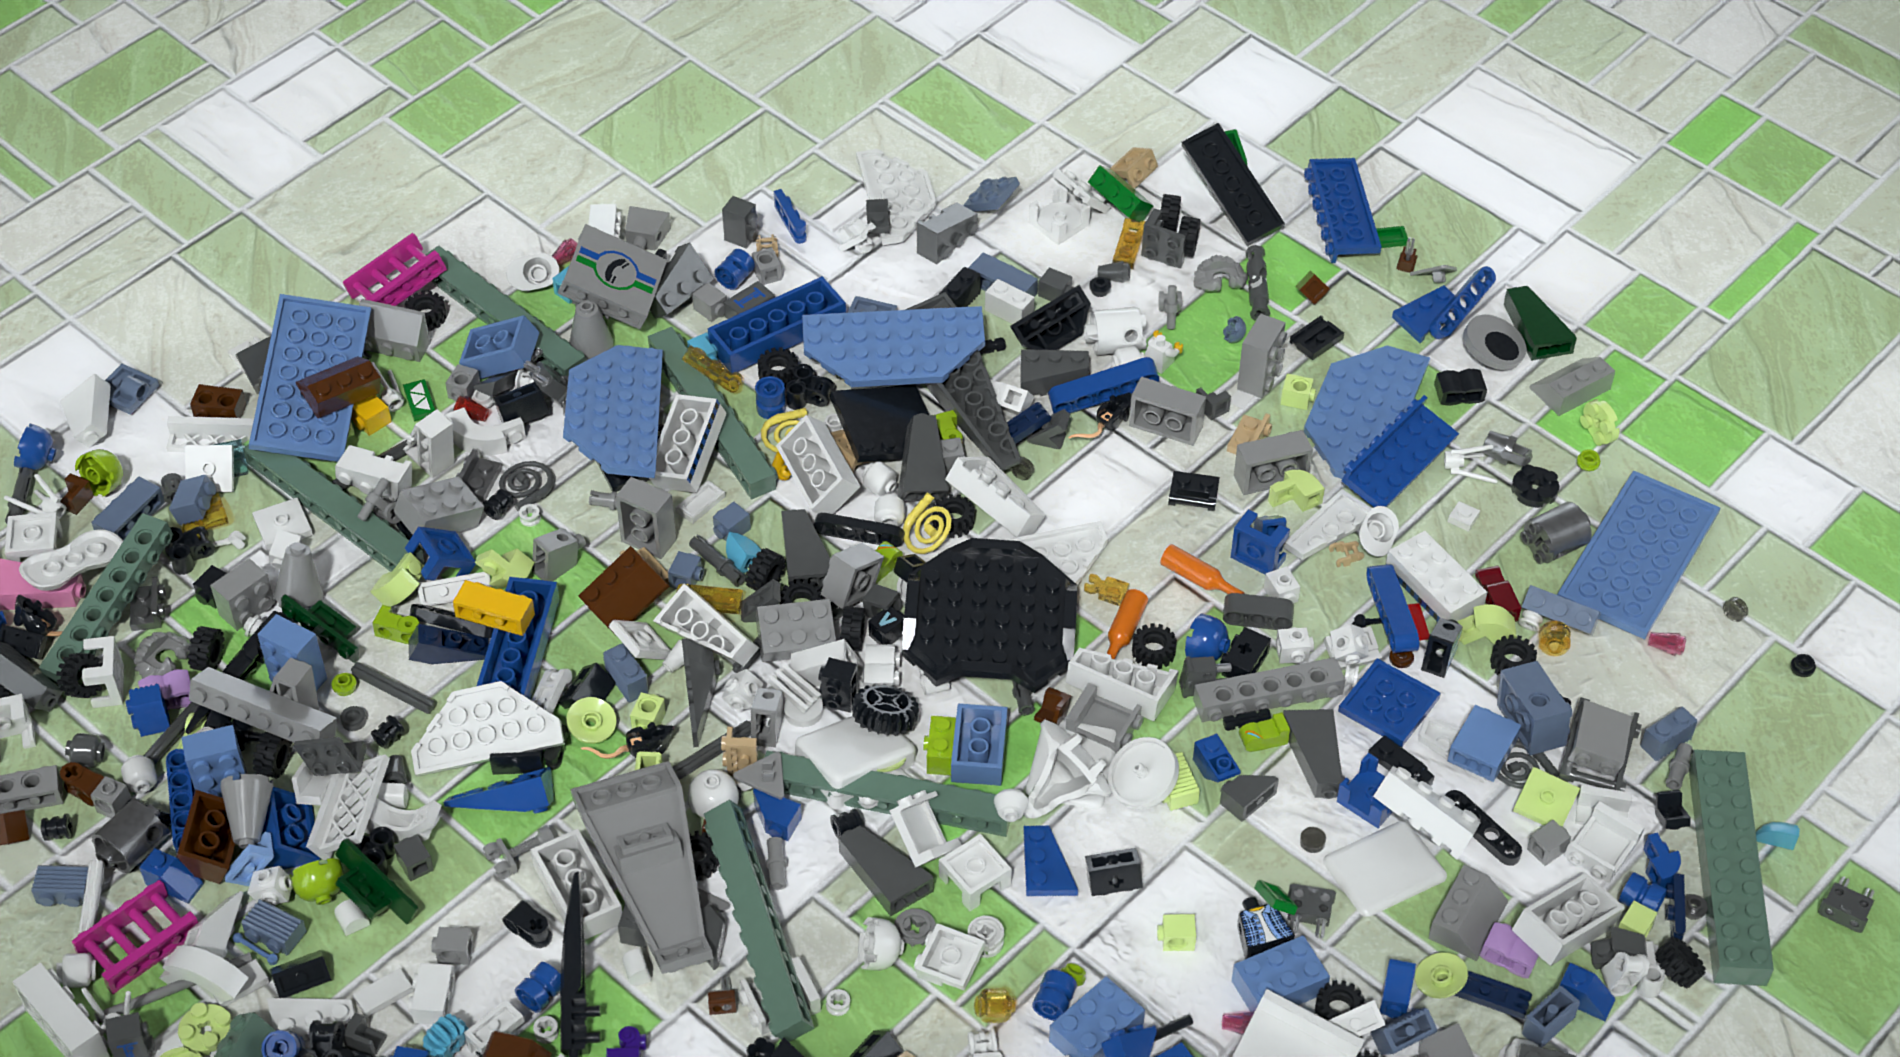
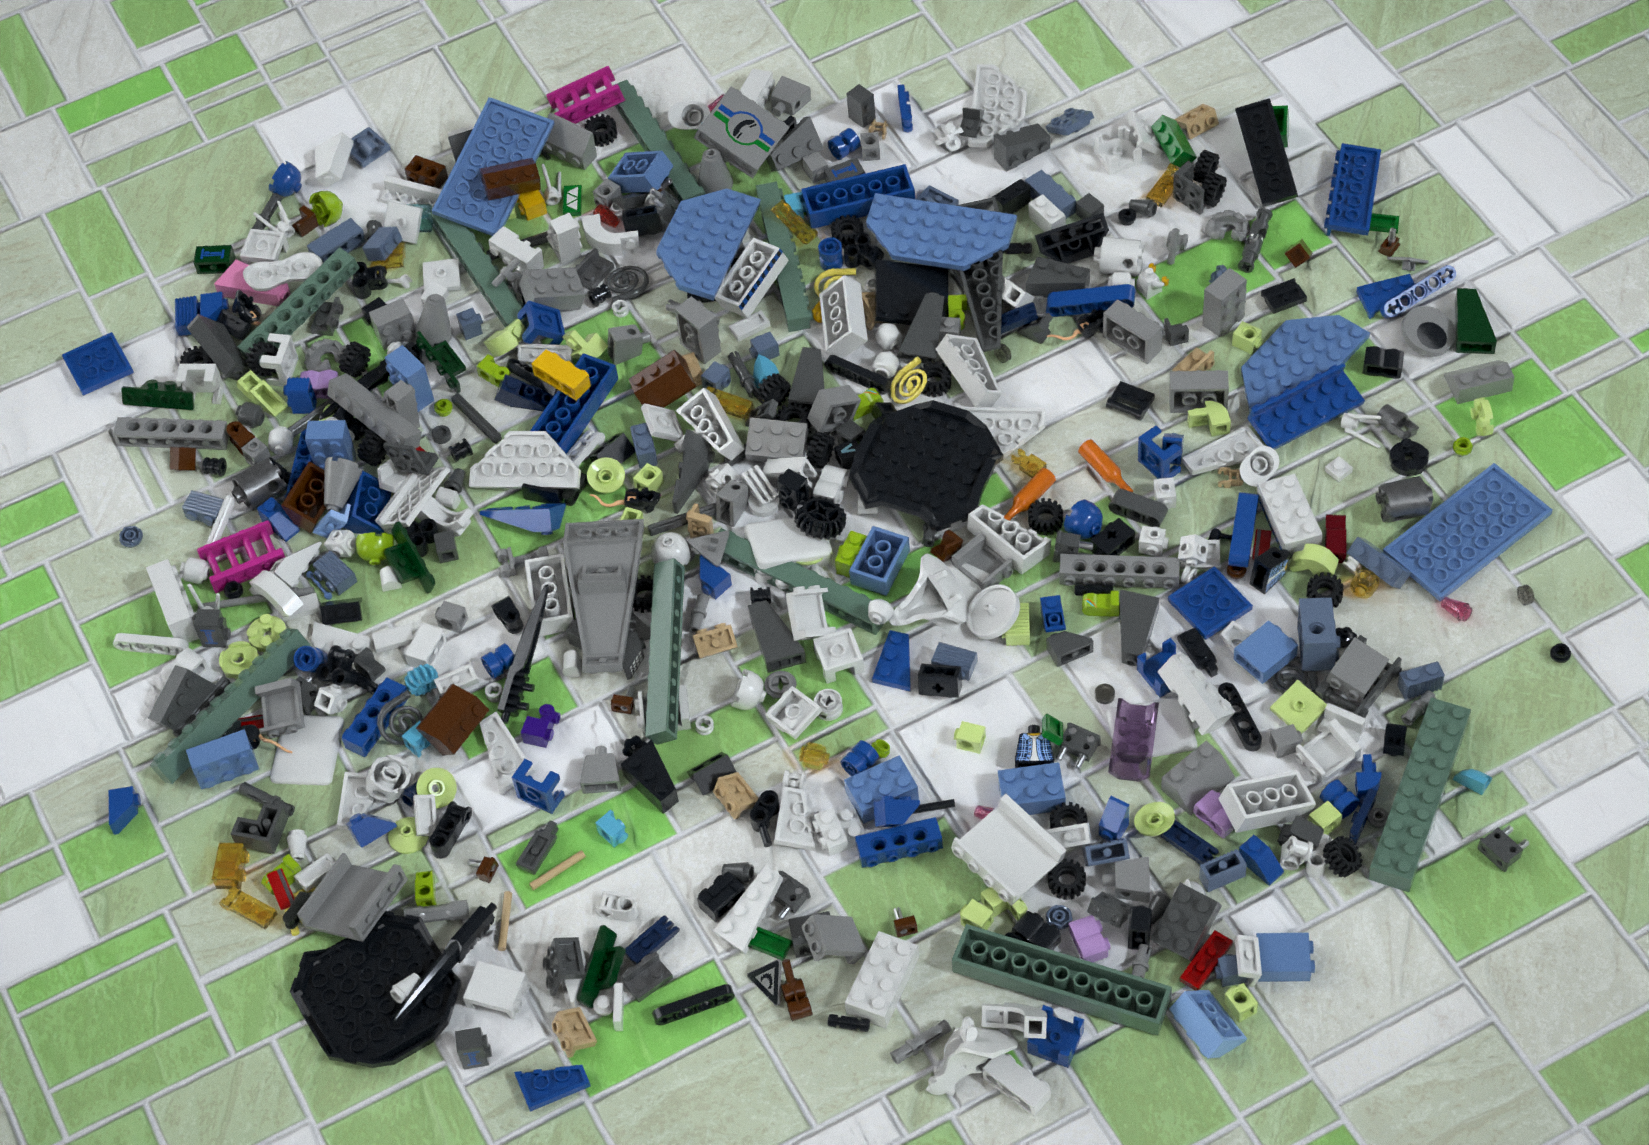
camera: 25 degrees right, 5 degrees up
(91, 720) = (261, 394): none -> yellowish green slope
(136, 978) = (232, 586): none -> black plate
(342, 573) = (470, 323): none -> sand blue brick
(811, 892) = (714, 641): none -> tan bracket
(1115, 838) = (956, 656): none -> sand blue brick
(1376, 887) = (1133, 741): none -> clear purple piece

